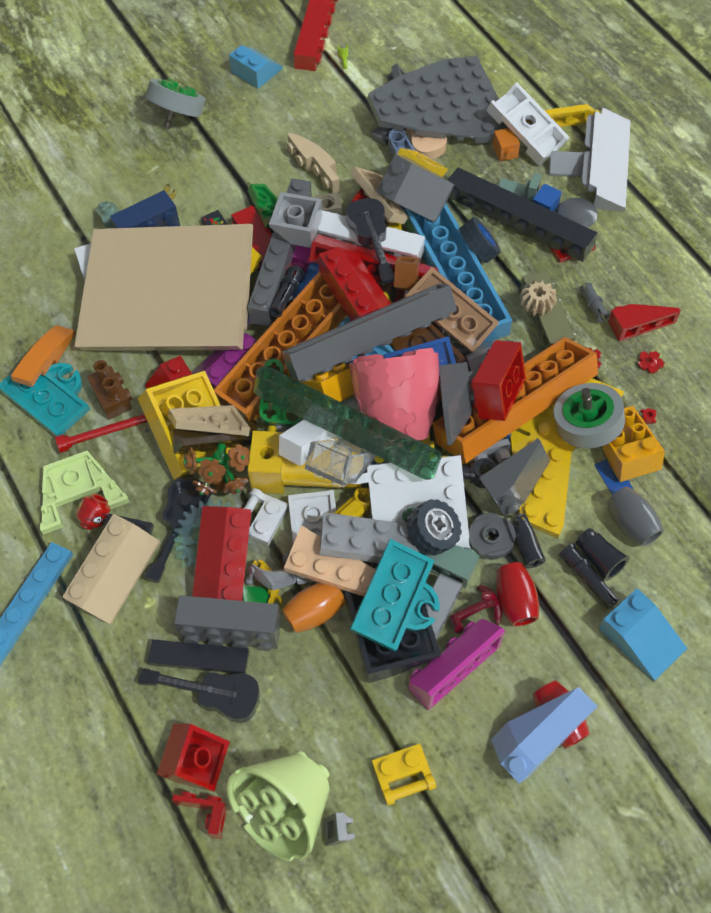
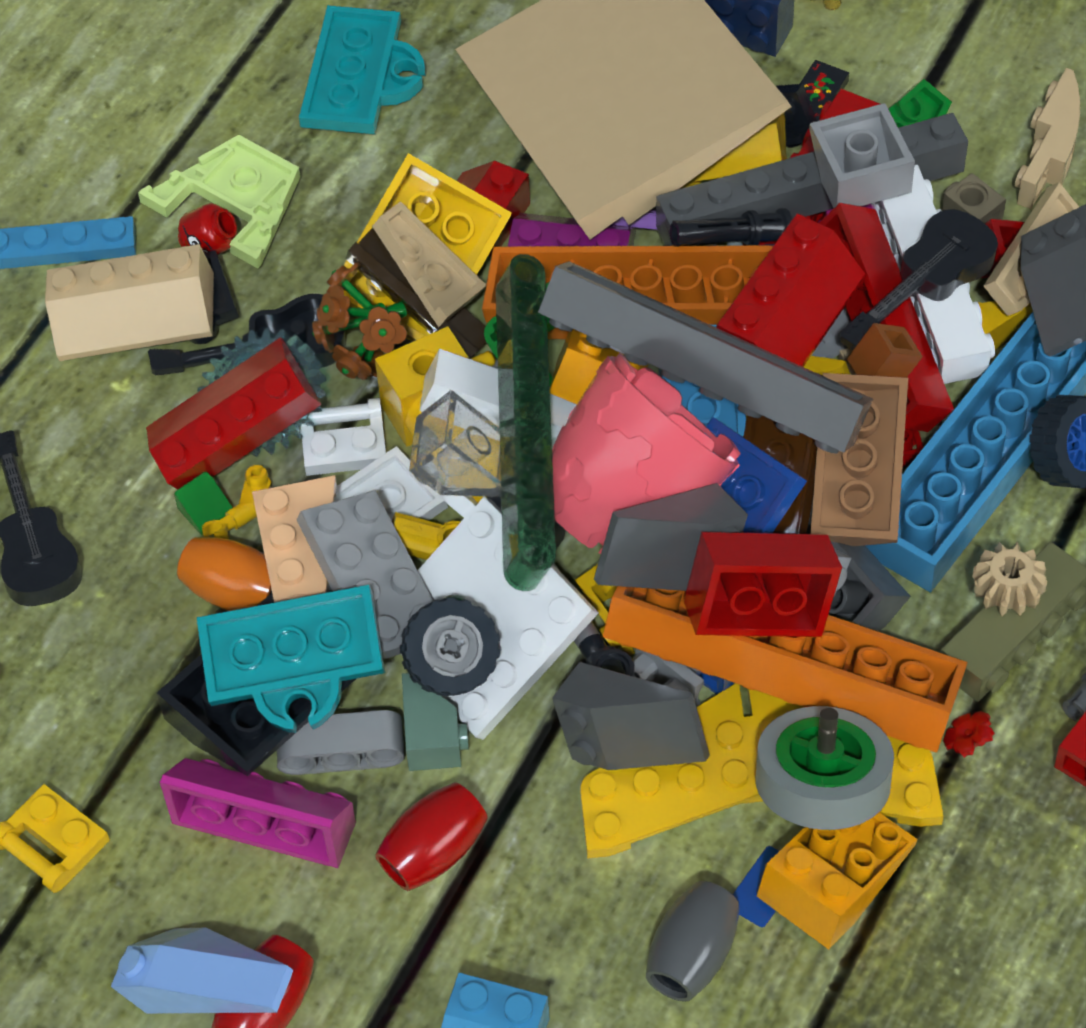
camera: 60 degrees right, 5 degrees down
(42, 355) = (409, 21): orange slope -> none
(66, 442) = (296, 137): red piece -> none
(109, 390) = (415, 127): reddish brown brick -> none
(198, 656) = (74, 488): black tile -> none
(228, 622) = (132, 483): dark grey brick -> none
(271, 579) = (239, 500): light grey helmet -> none
(488, 600) = (383, 794): dark red piece -> none
(497, 525) = (522, 778): dark grey plate -> none
(528, 542) = (539, 811): black piece -> none
(581, 567) = (548, 911): black pin -> none
(602, 554) = (589, 928): black plant -> none
(649, 415) = (924, 881): red piece -> none
(650, 361) = (1046, 834): red plant -> none

